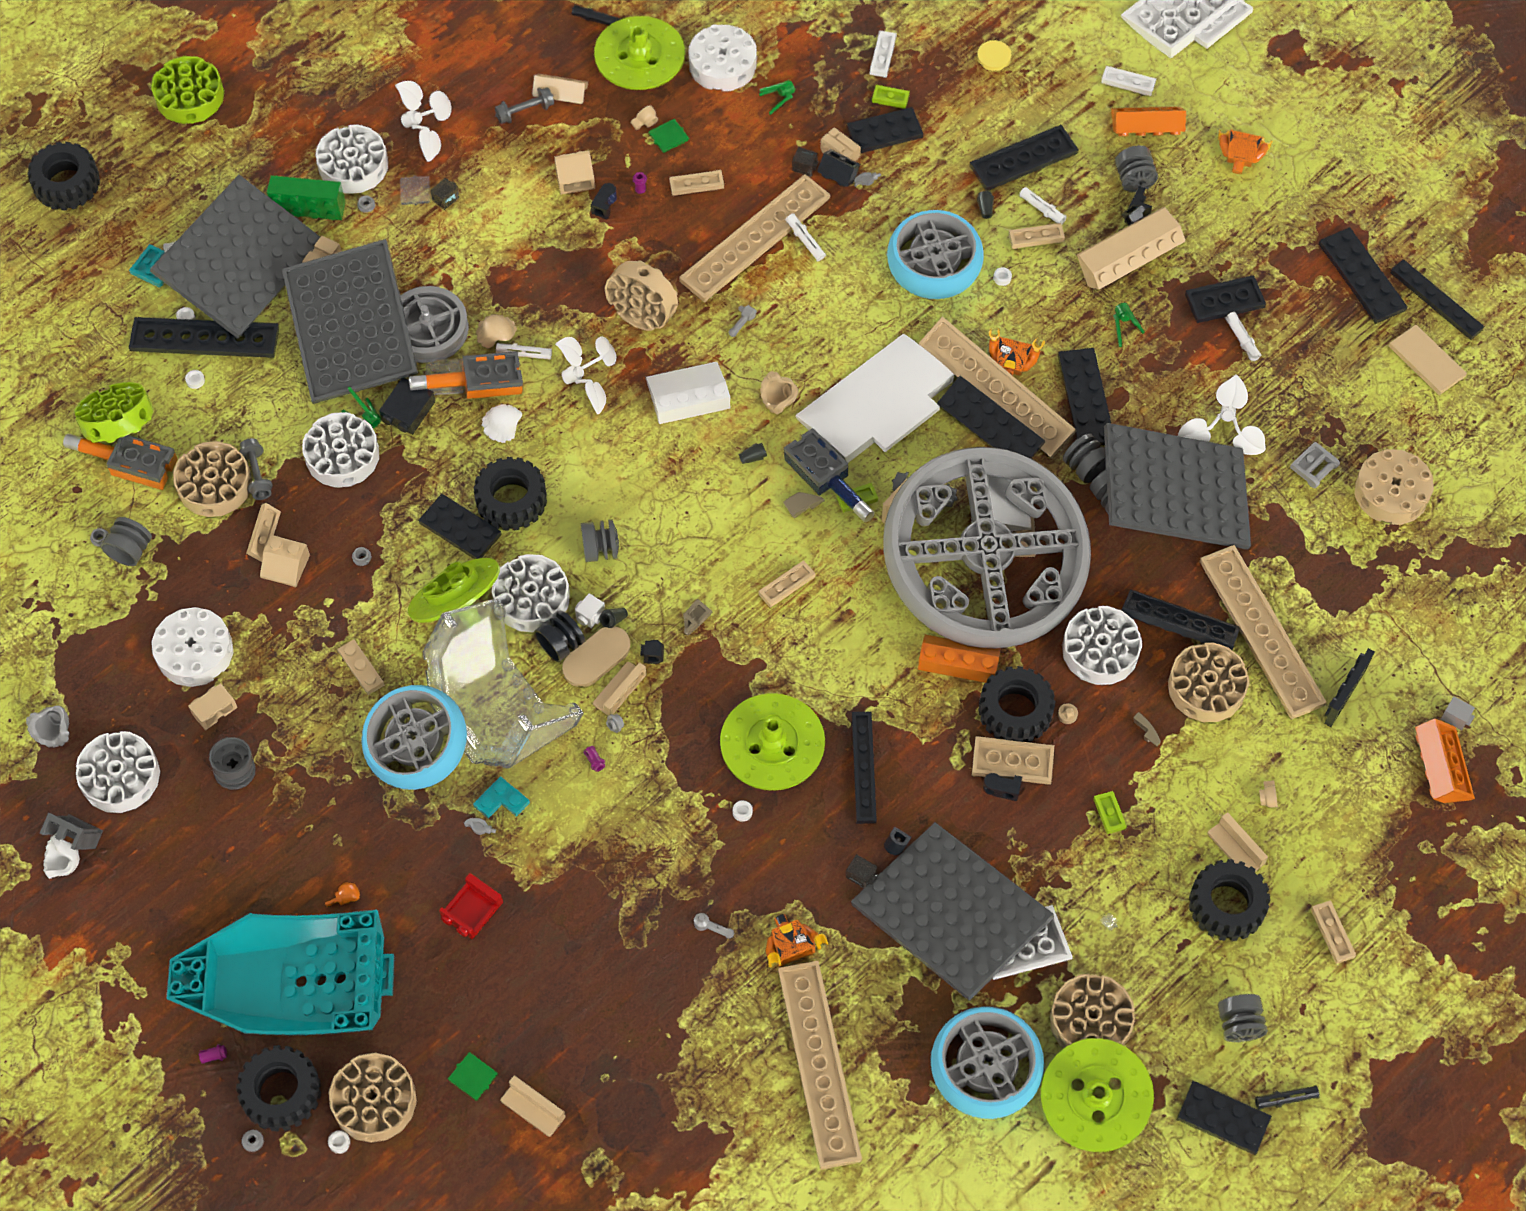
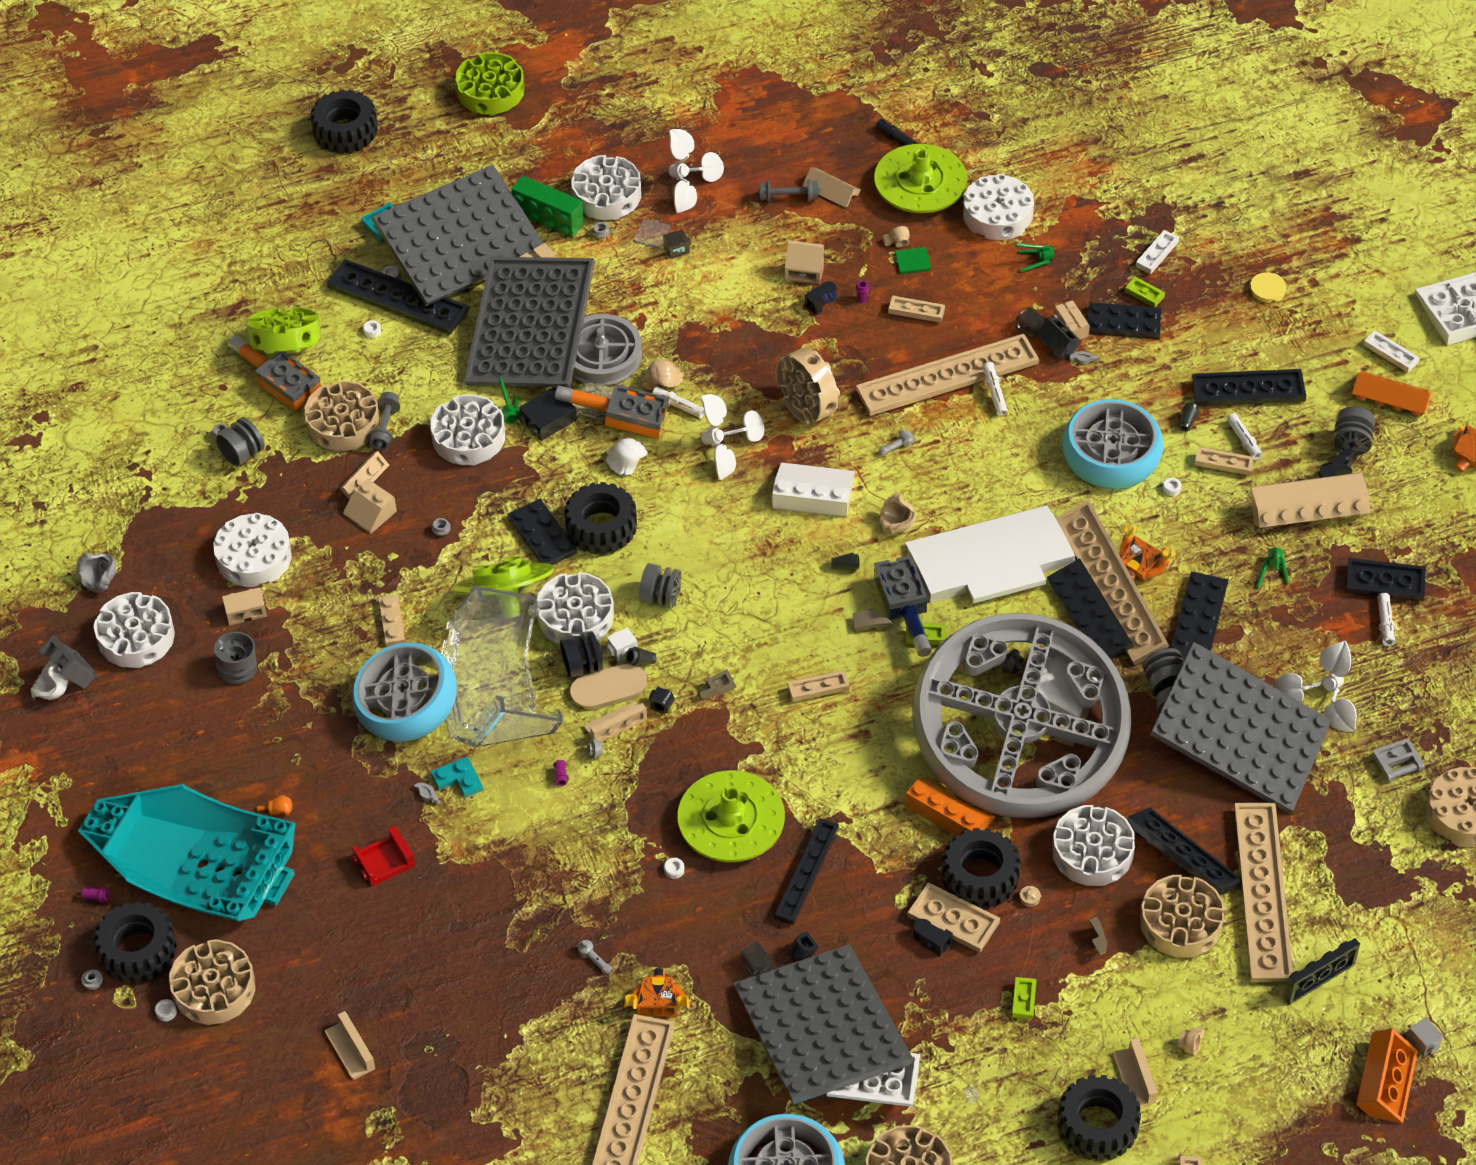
camera: 25 degrees right, 10 degrees down
(472, 1076) = (311, 1001): green piece -> none

